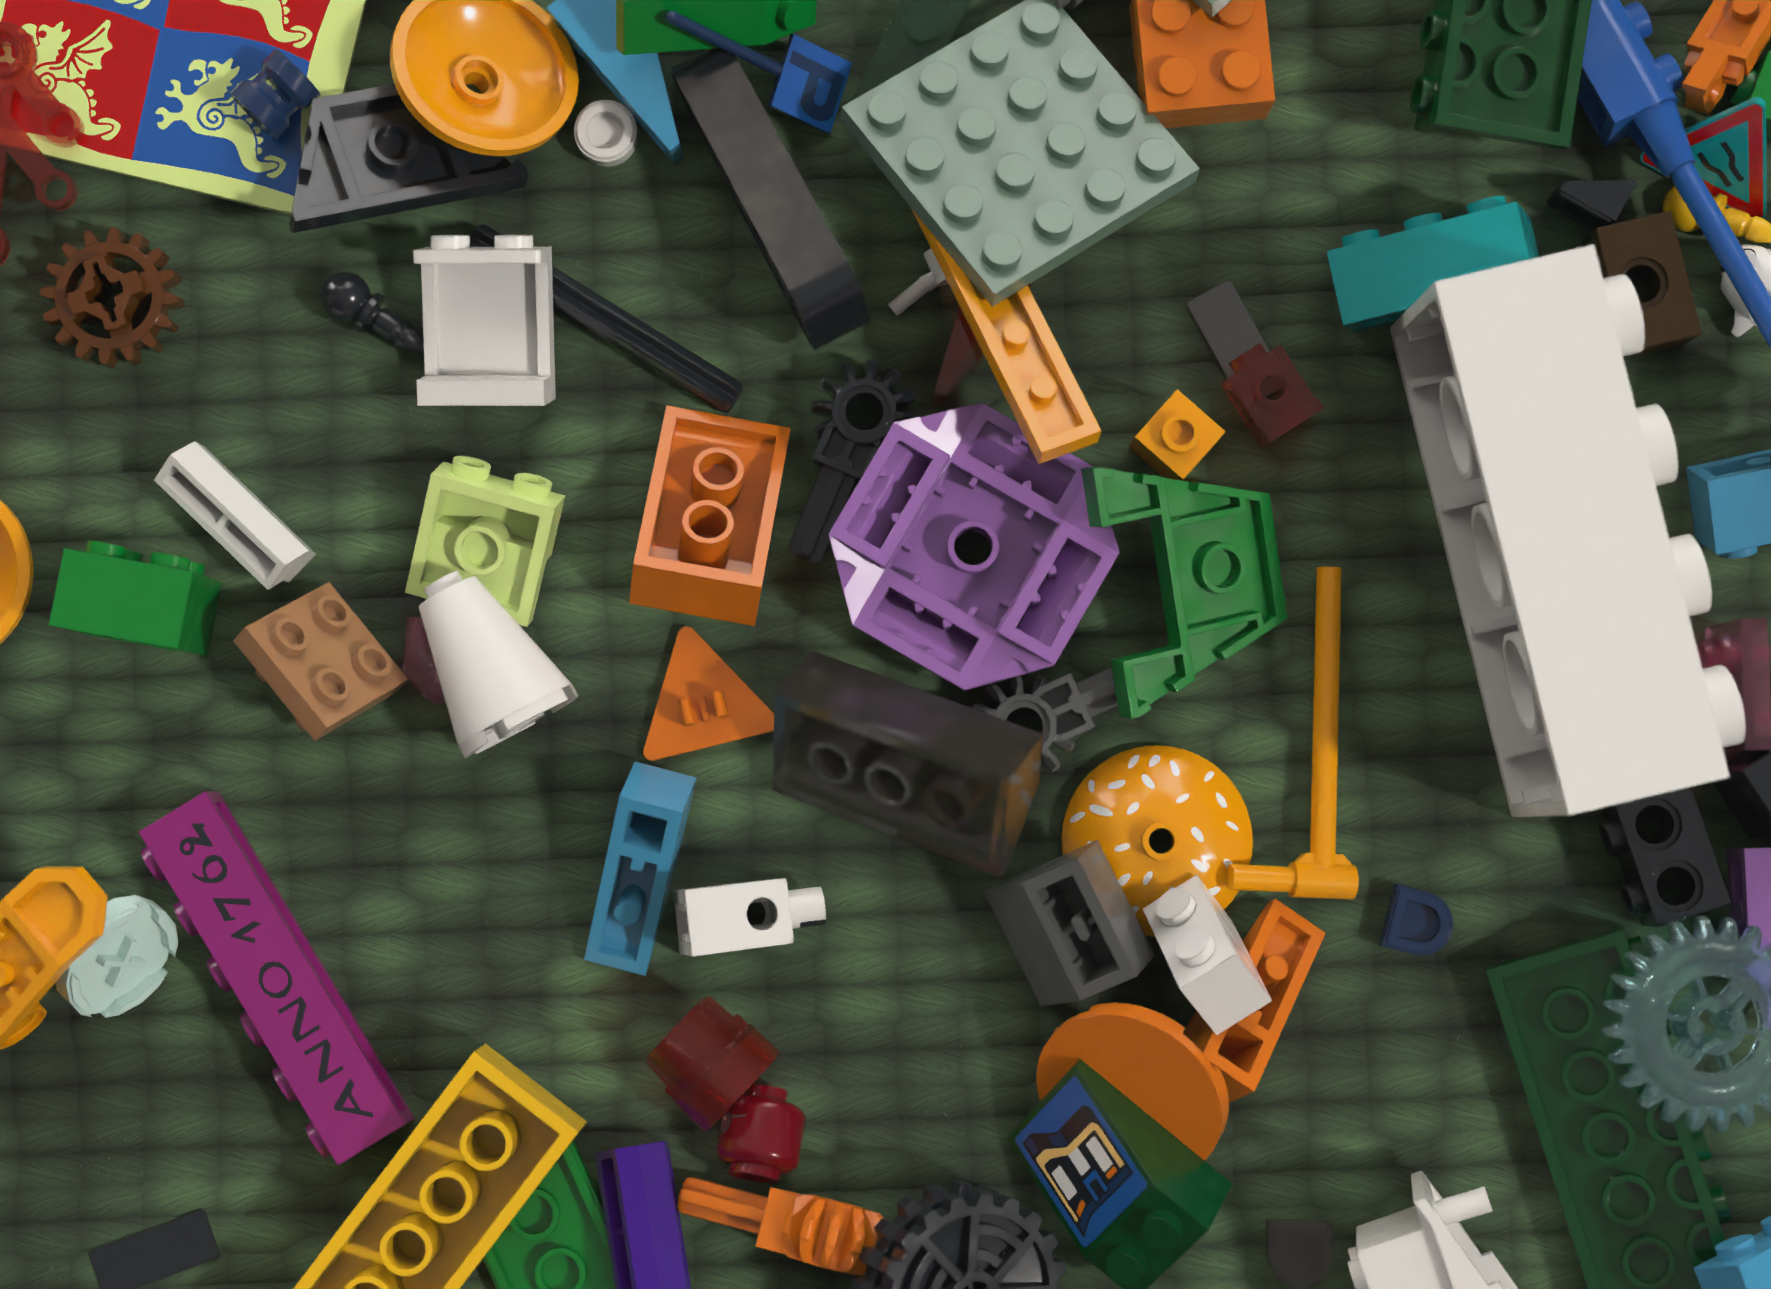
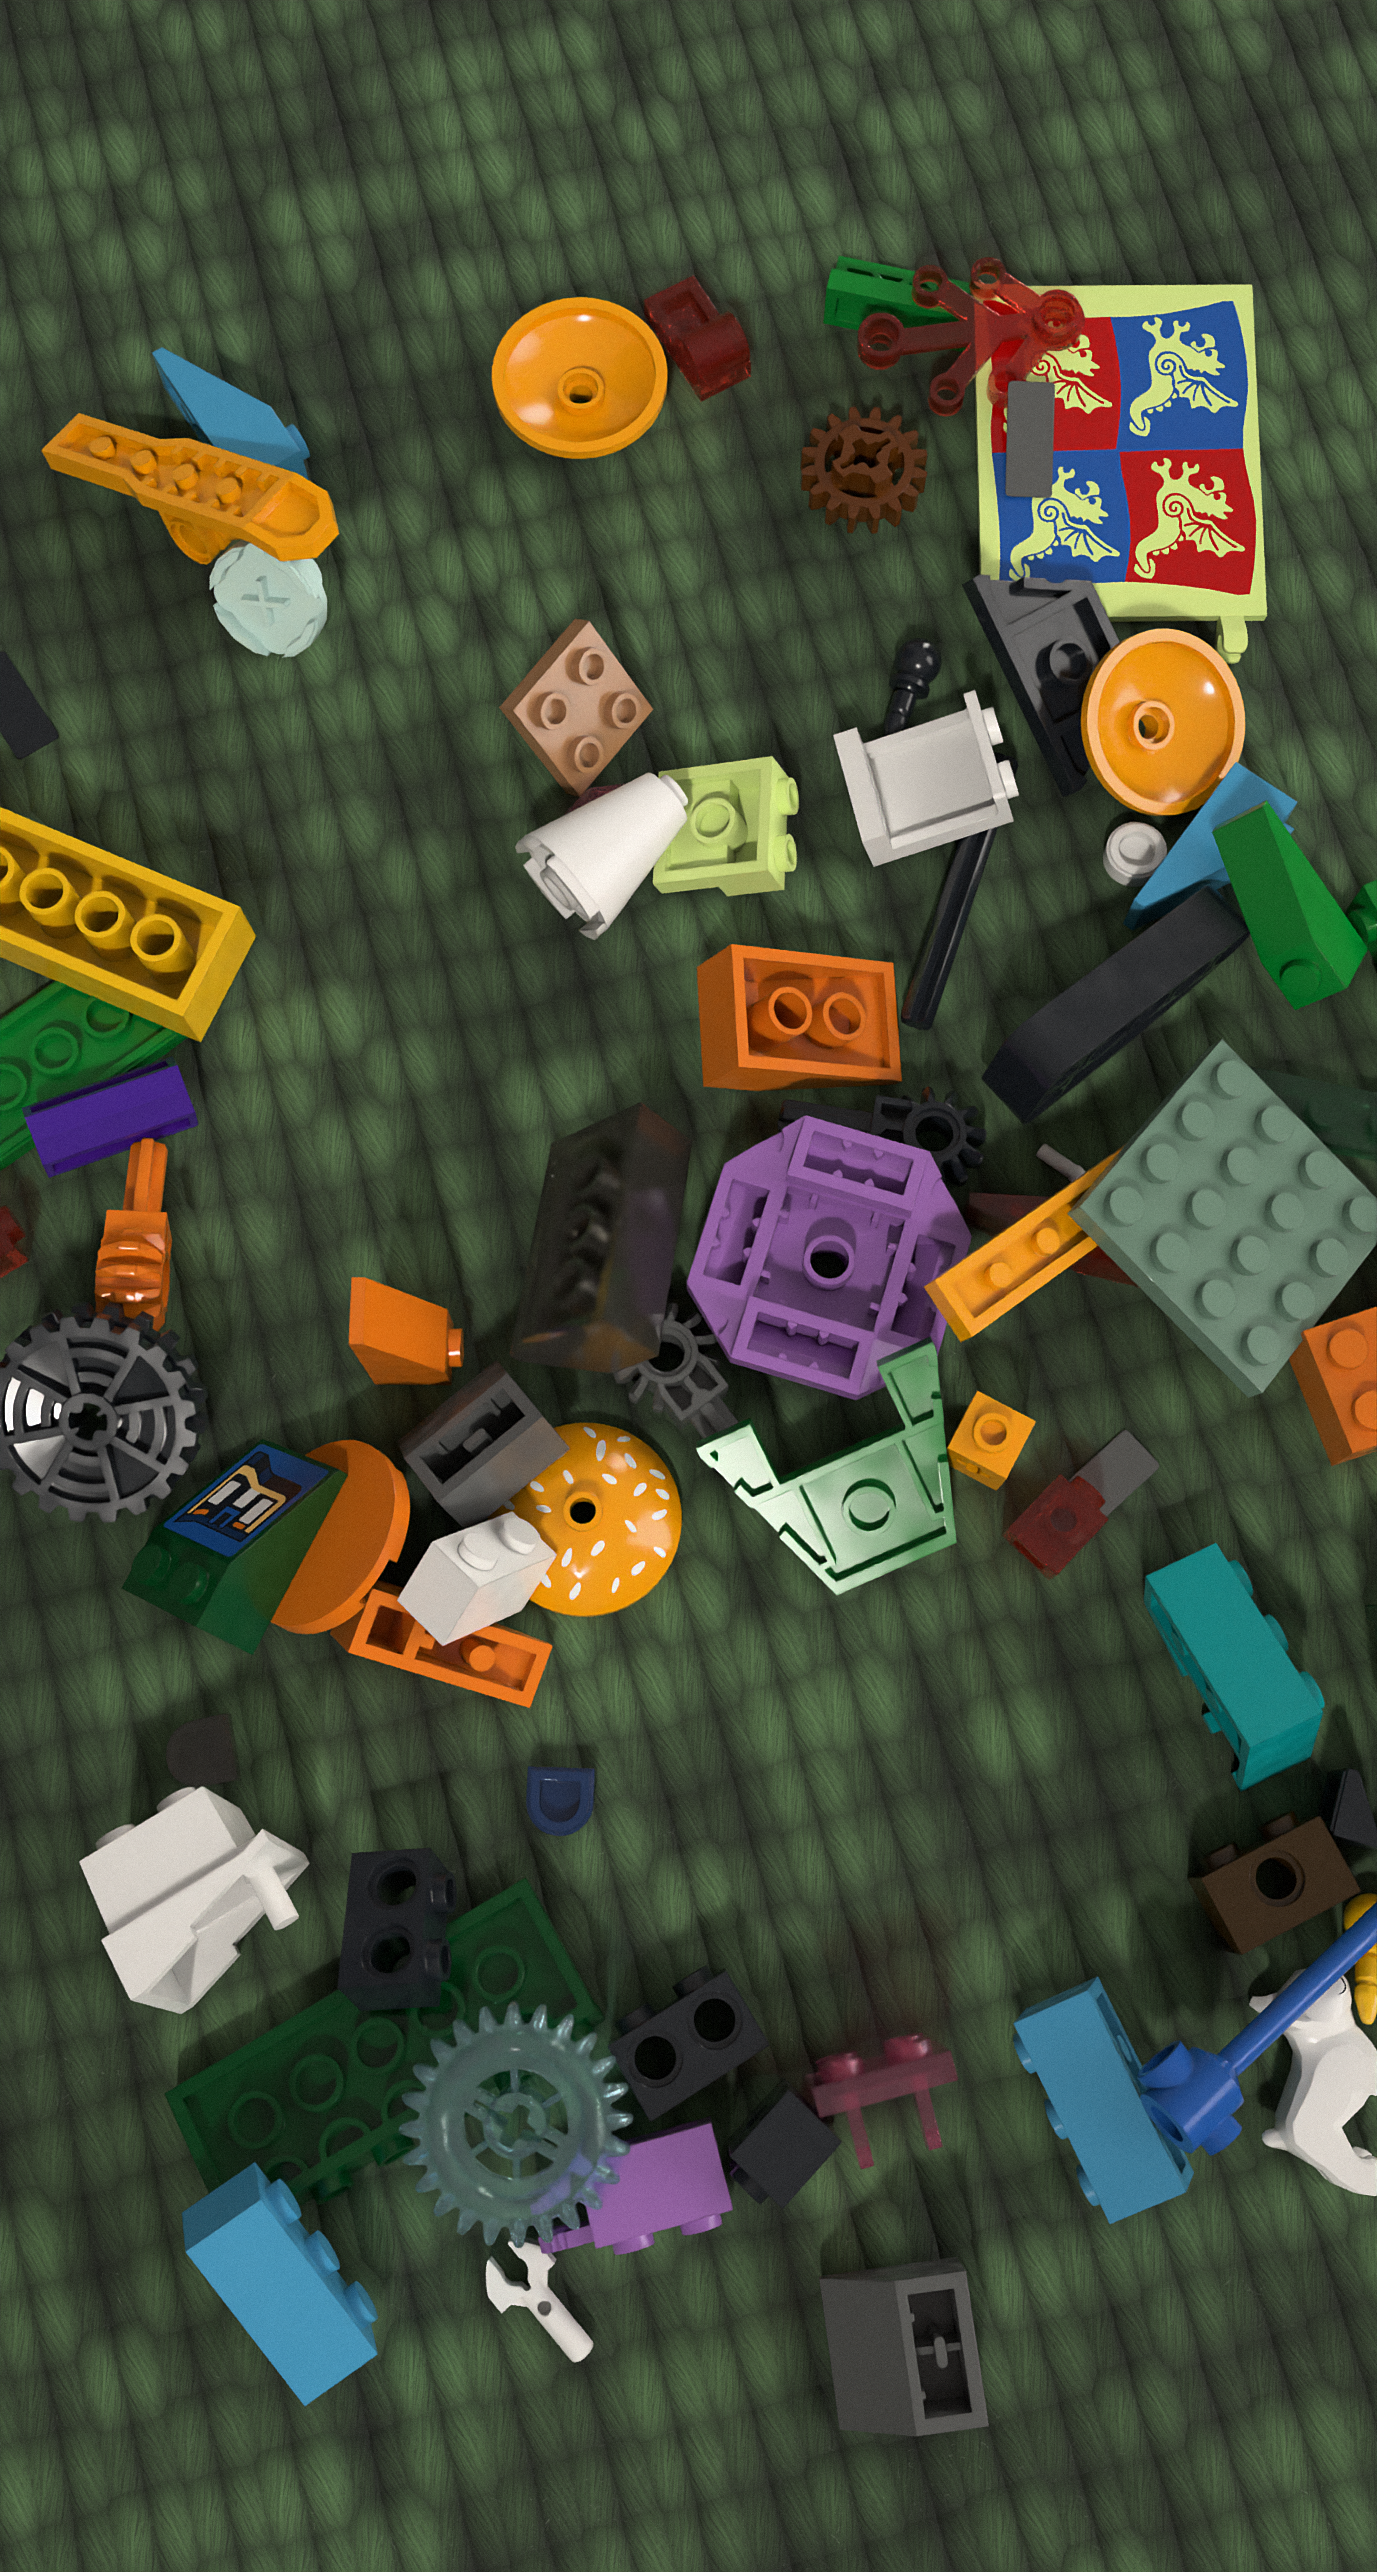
camera: 75 degrees right, 10 degrees down
(123, 599) = (595, 539): green brick -> none
(130, 116) = (1030, 439): none -> dark grey sticker
(233, 515) = (693, 613): white piece -> none
(265, 104) = (1073, 544): dark blue wheel -> none
(275, 976) = (280, 741): magenta brick -> none
(639, 867) = (453, 1031): dark azure slope -> none
(702, 703) = (620, 1058): orange piece -> none
(710, 1061) = (277, 1134): clear red piece -> none
(717, 922) = (415, 1109): white torso -> none
(761, 1135) = (218, 1200): dark red head -> none
(807, 80) = (1239, 1011): piece -> none
(956, 974) = (402, 1336): none -> orange slope
(1322, 870) = (590, 1687): light orange bar -> none
(1510, 1116) = (381, 1931): none -> black brick
(1562, 536) = (993, 1828): white brick -> none

